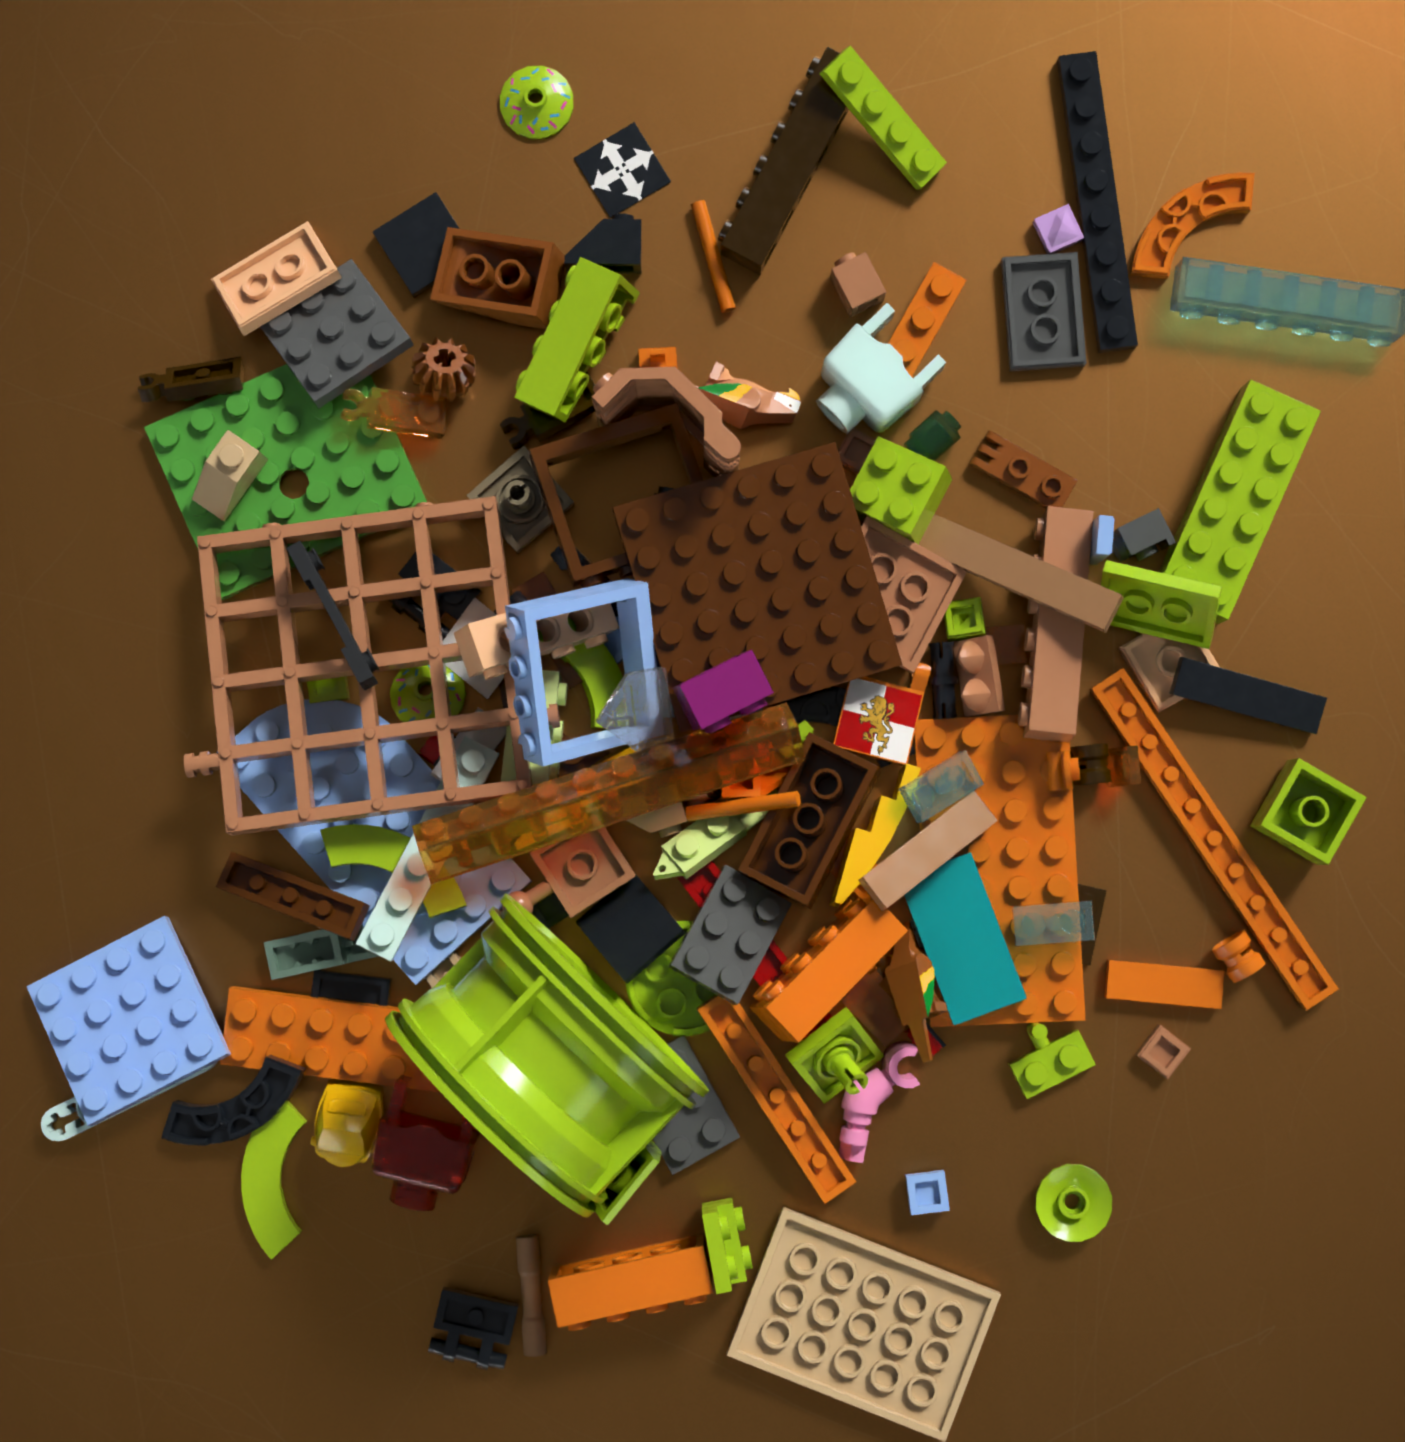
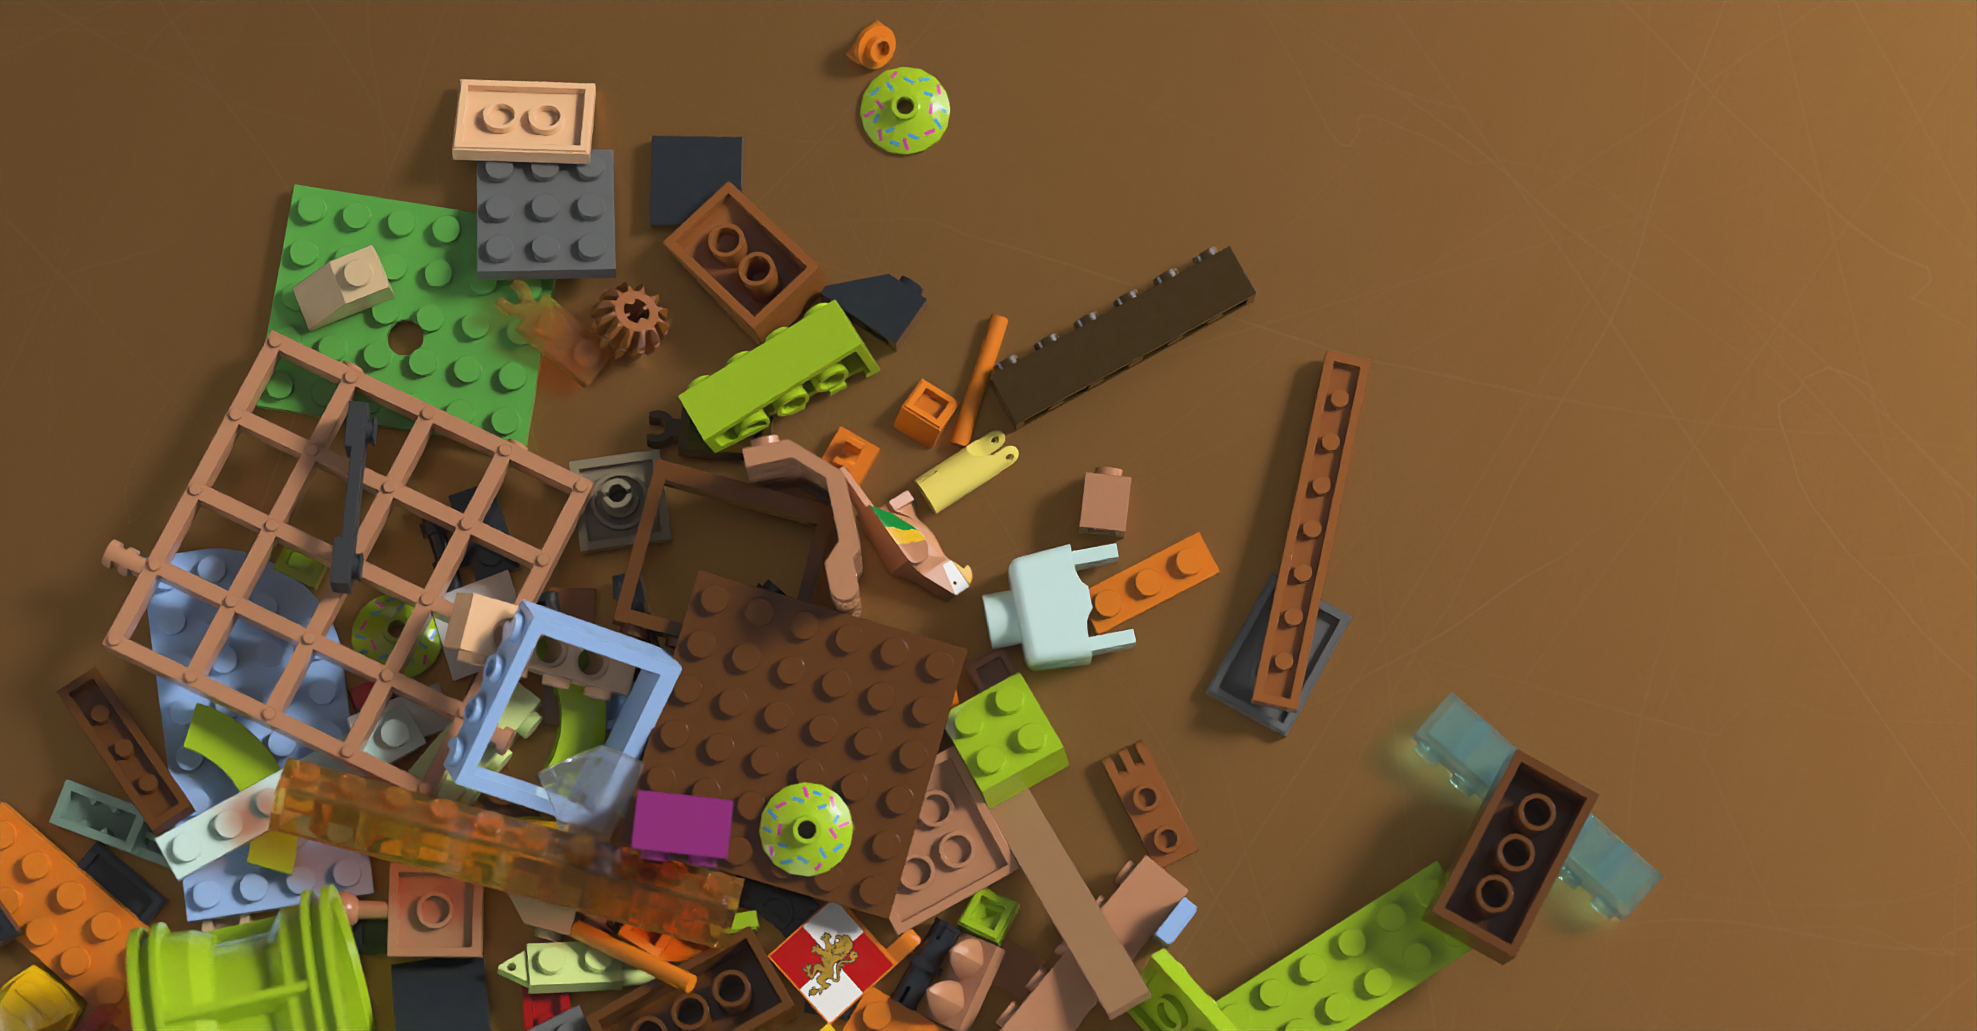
camera: 30 degrees right, 5 degrees down
(194, 380) = (375, 170): dark brown plate -> none
(485, 70) = (873, 46): none -> orange plate
(622, 169) = (946, 234): black sticker -> none
(691, 303) = (926, 413): none -> orange slope
(745, 325) = (965, 471): none -> light yellow piece
(787, 645) = (781, 823): none -> lime dish
(883, 117) = (1239, 354): lime plate -> none
(934, 435) = (1079, 709): clear green brick -> none
(1012, 210) = (1310, 532): none -> dark orange plate
(1058, 229) = (1348, 581): lavender tile -> none
(1097, 202) = (1407, 579): black plate -> none
(1141, 537) = (1223, 950): dark grey brick -> none
(1185, 212) = (1487, 649): orange tile -> none
(1306, 340) = (1510, 857): none -> reddish brown brick

